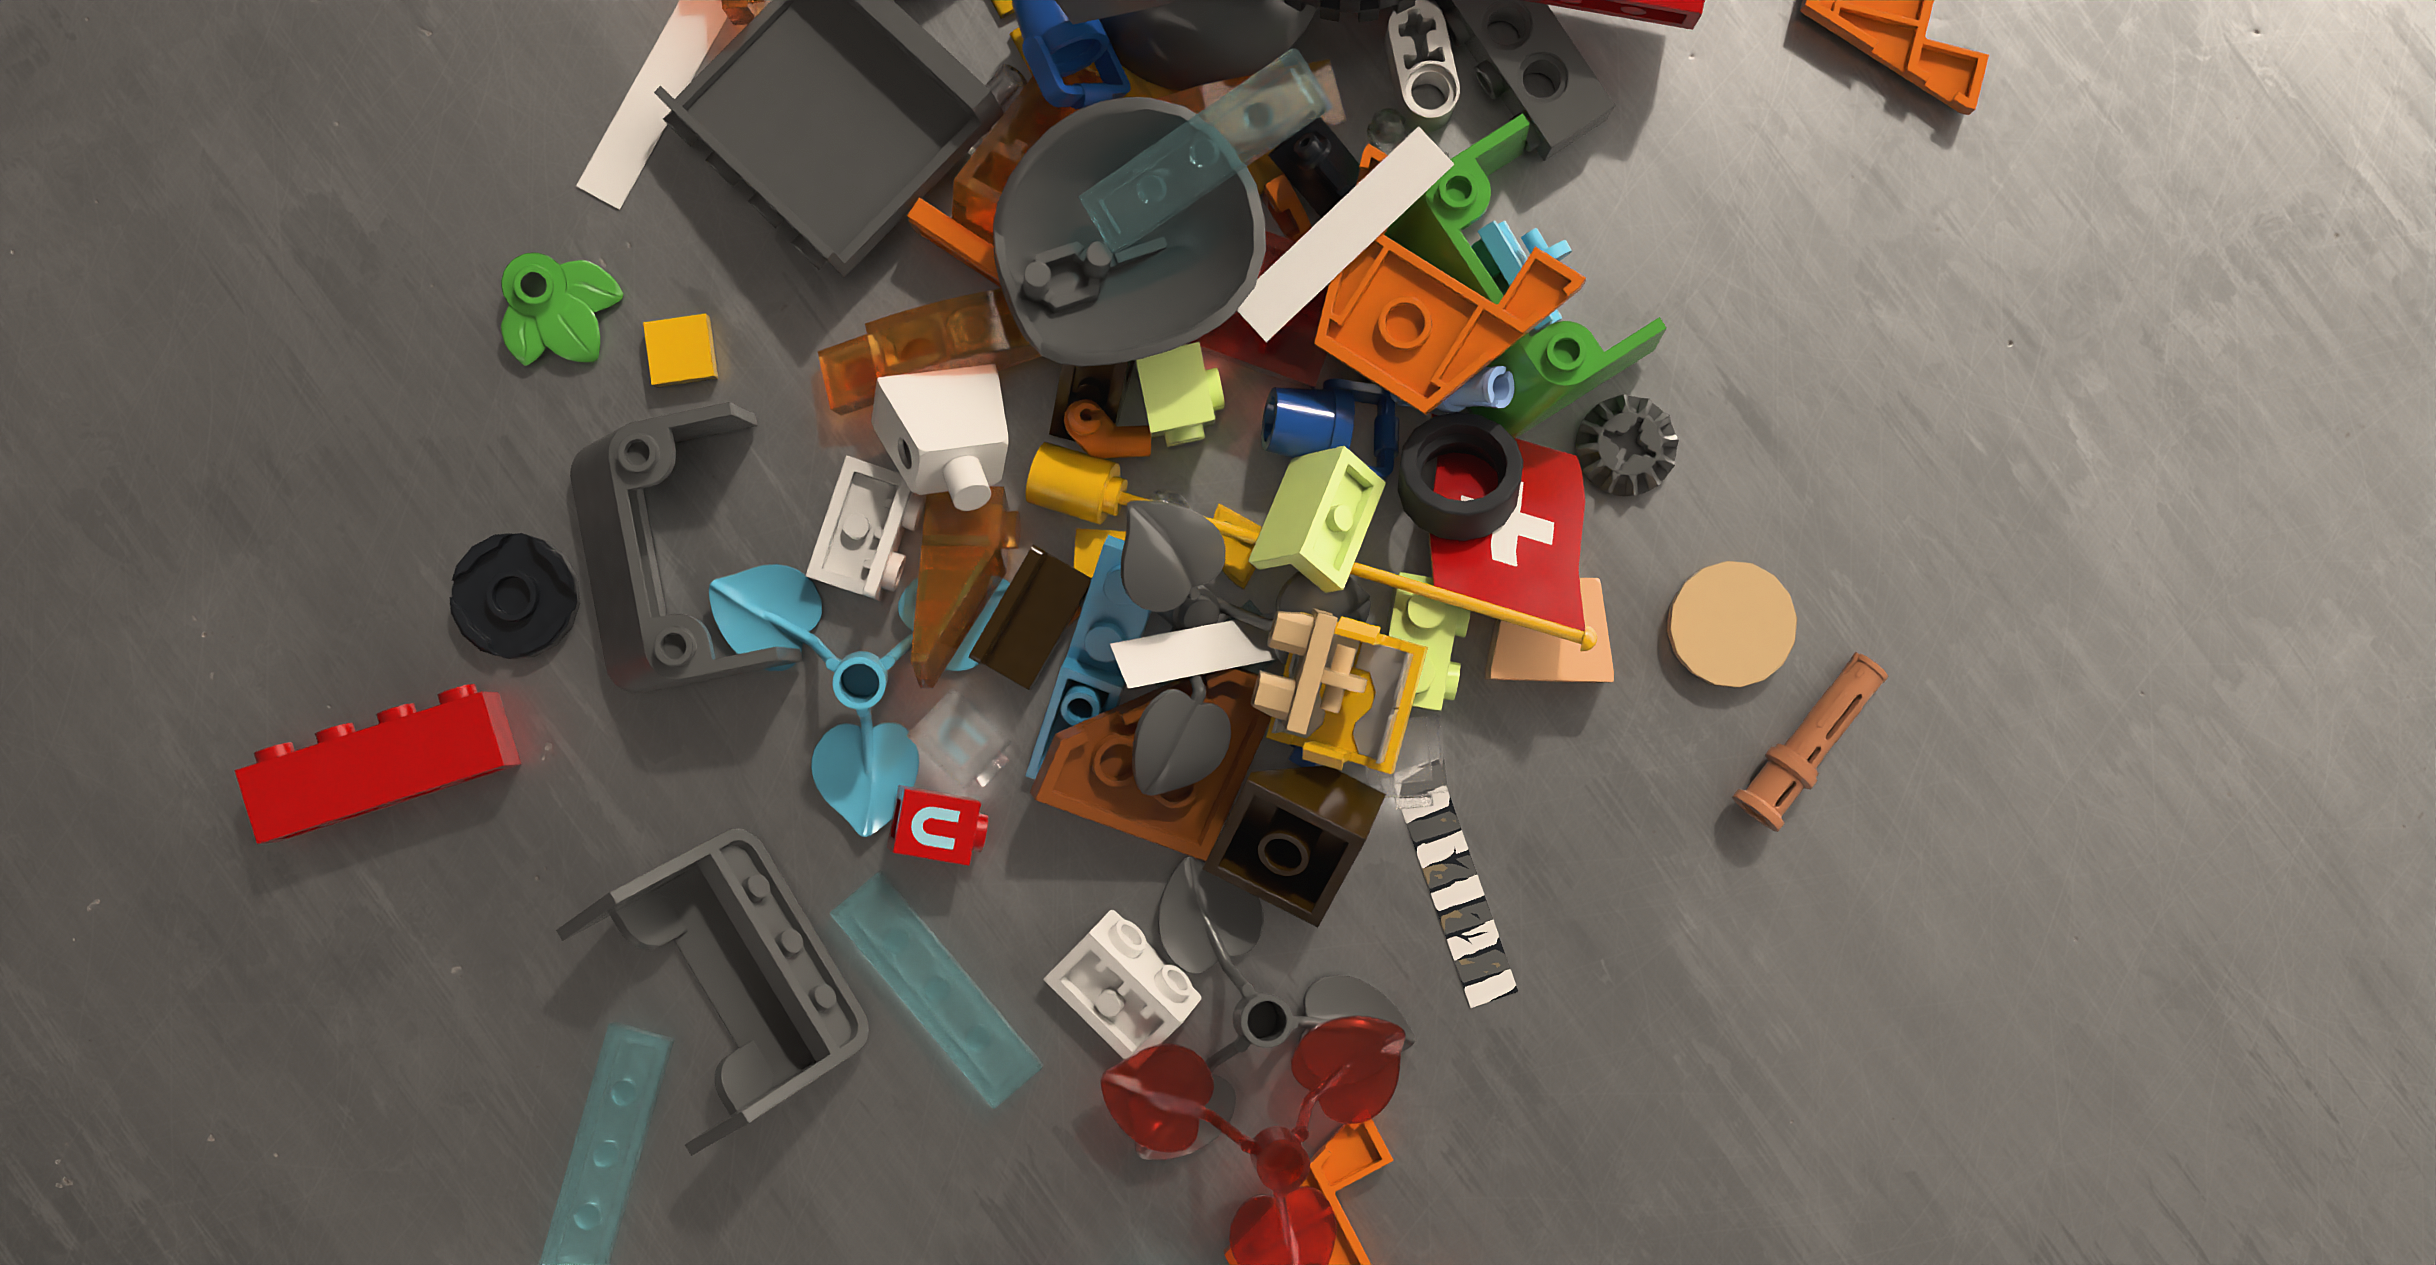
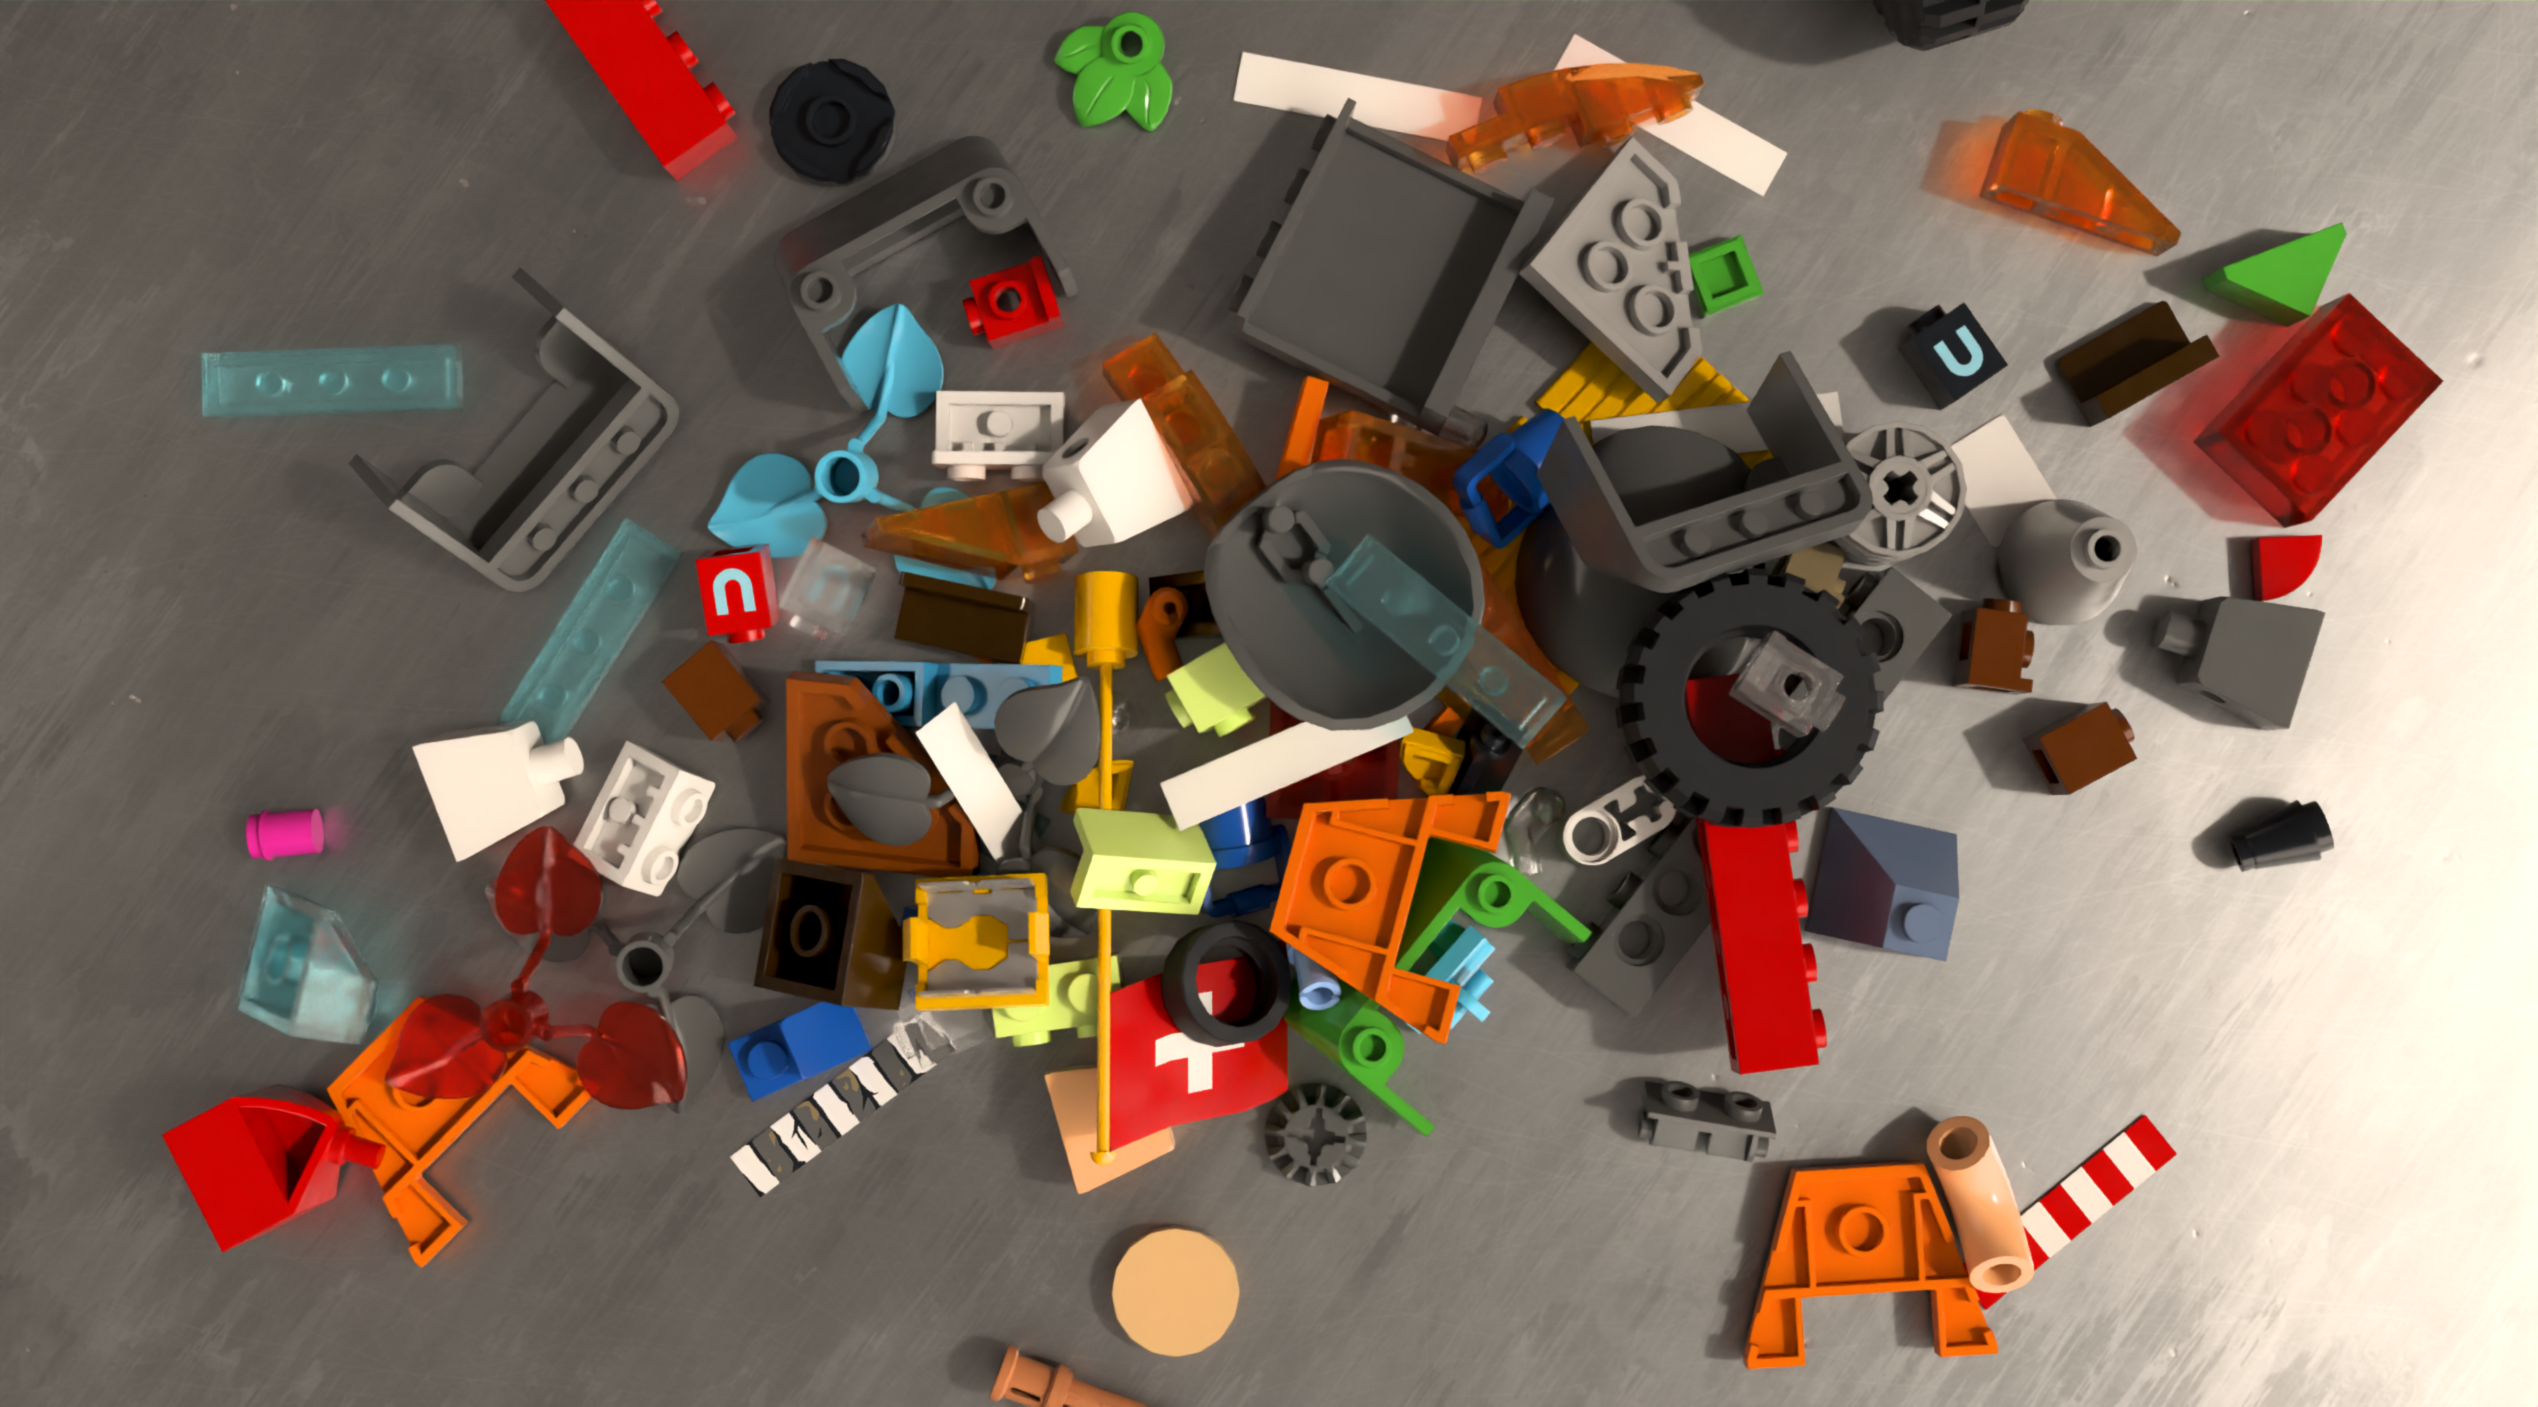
camera: 65 degrees right, 0 degrees up
(680, 350) = (1116, 202): yellow tile -> none
(764, 457) = (1035, 314): none -> red brick
(1027, 876) = (718, 693): none -> reddish brown brick
(1041, 1114) = (494, 780): none -> white torso
(1268, 387) = (1269, 767): none -> white sticker
(1294, 698) = (1014, 891): tan hips -> none
(1302, 210) = (1432, 759): none -> yellow tile
(1344, 233) = (1418, 799): white sticker -> none
(1388, 907) = (798, 1047): none -> blue slope
(1741, 48) = (1735, 1121): none -> dark grey hinge

